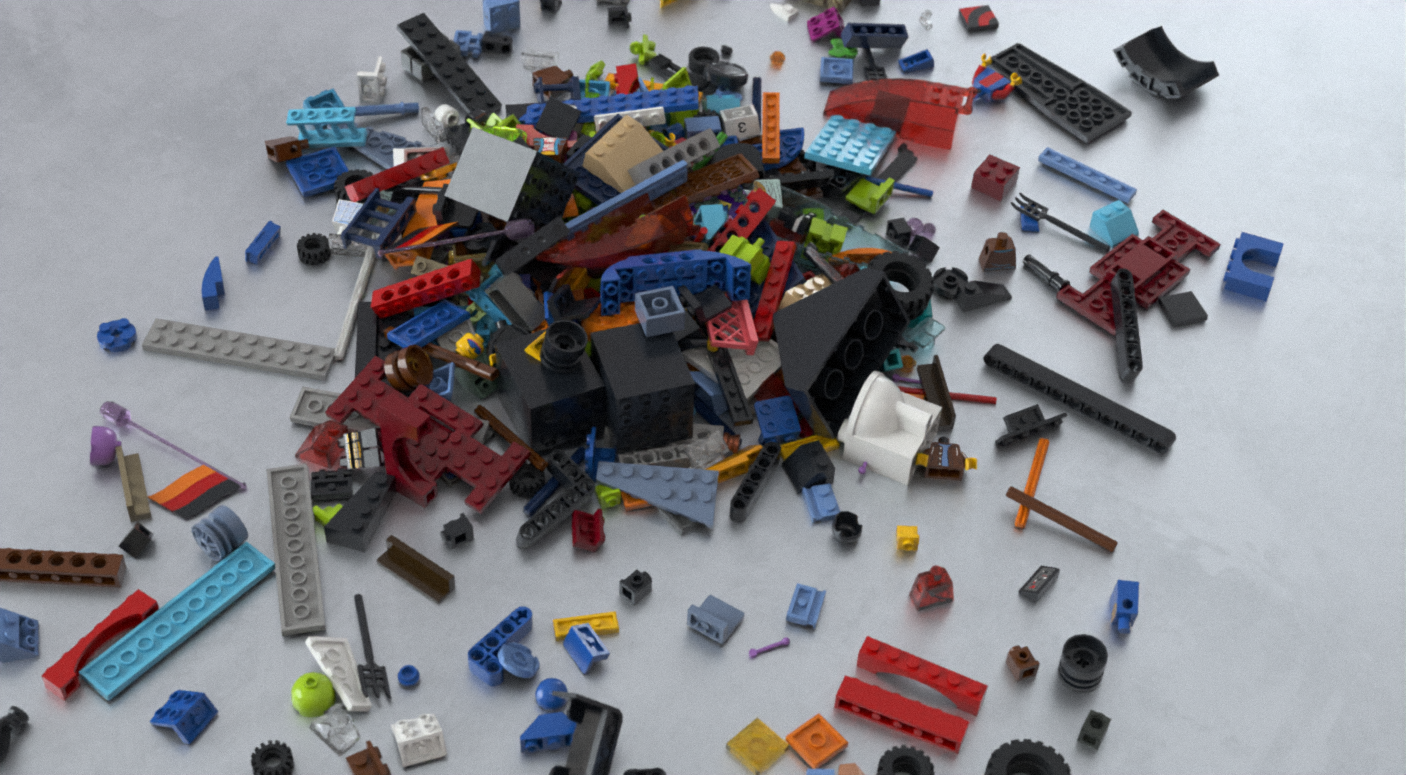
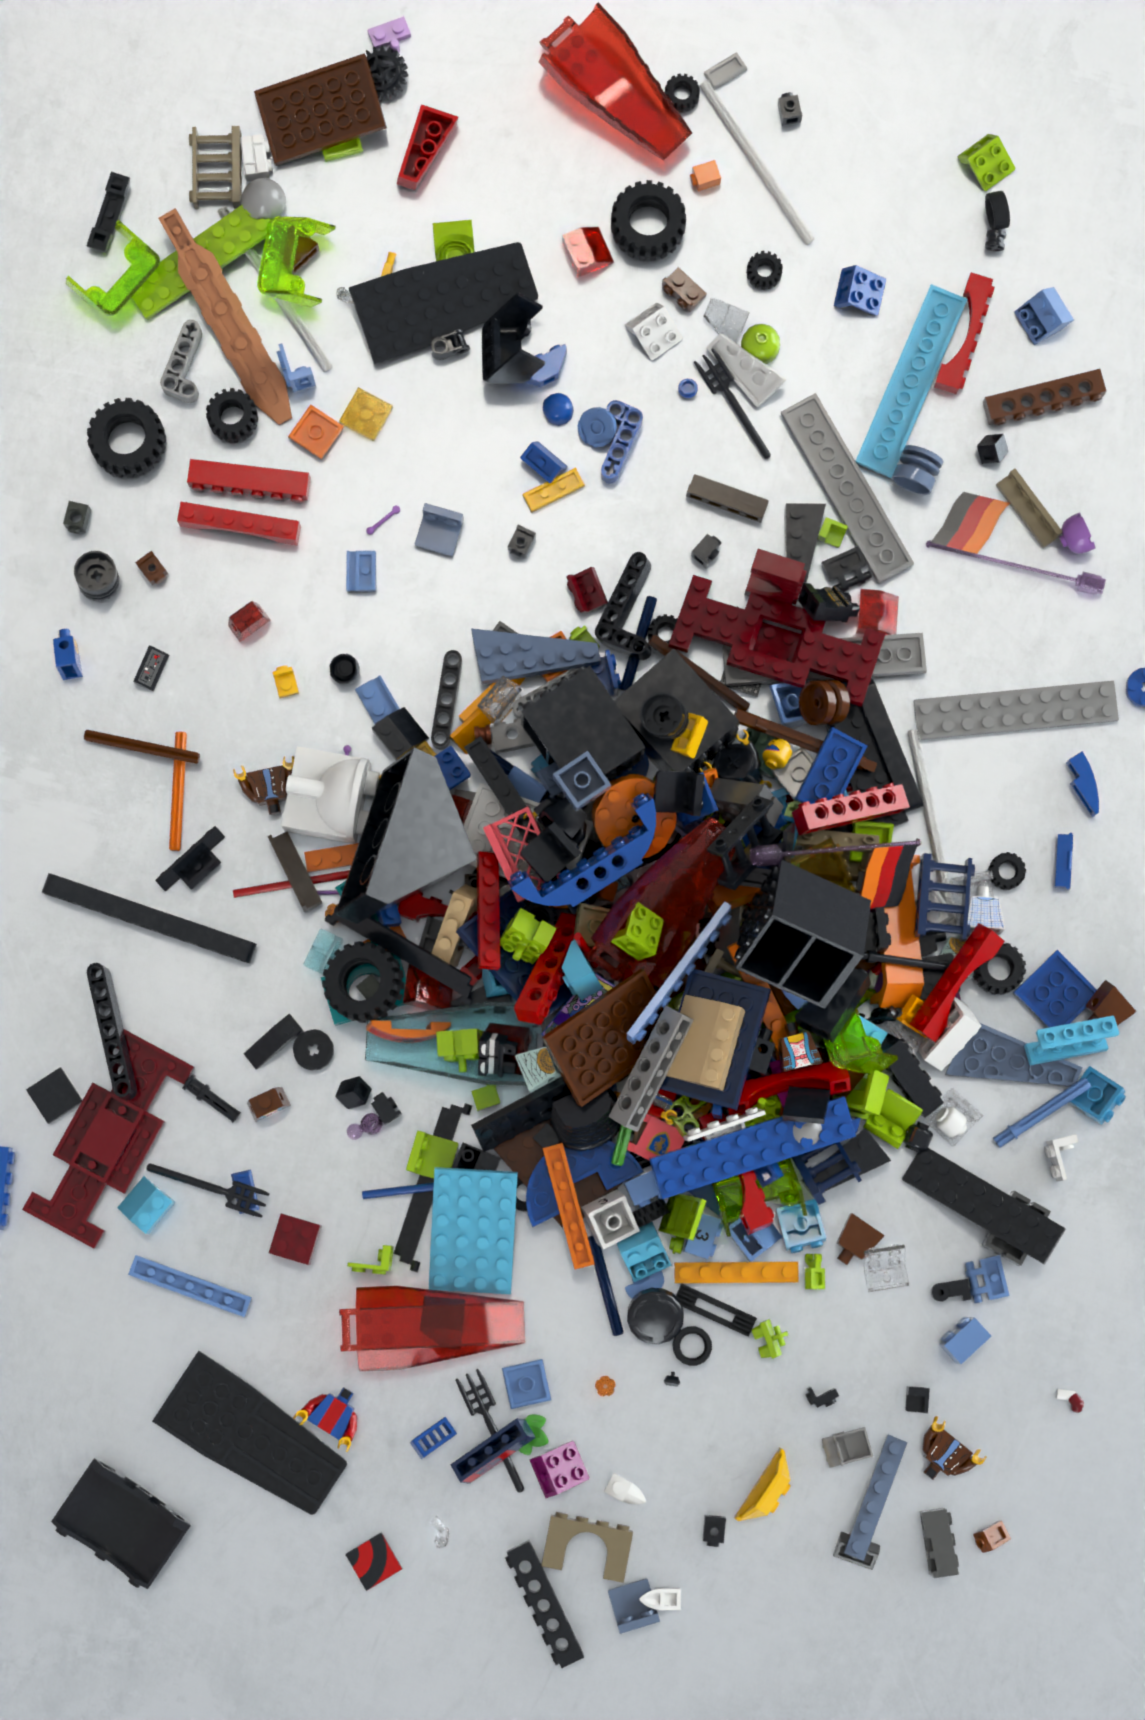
camera: 165 degrees right, 35 degrees up
(937, 145) = (384, 1256): none -> lime bracket

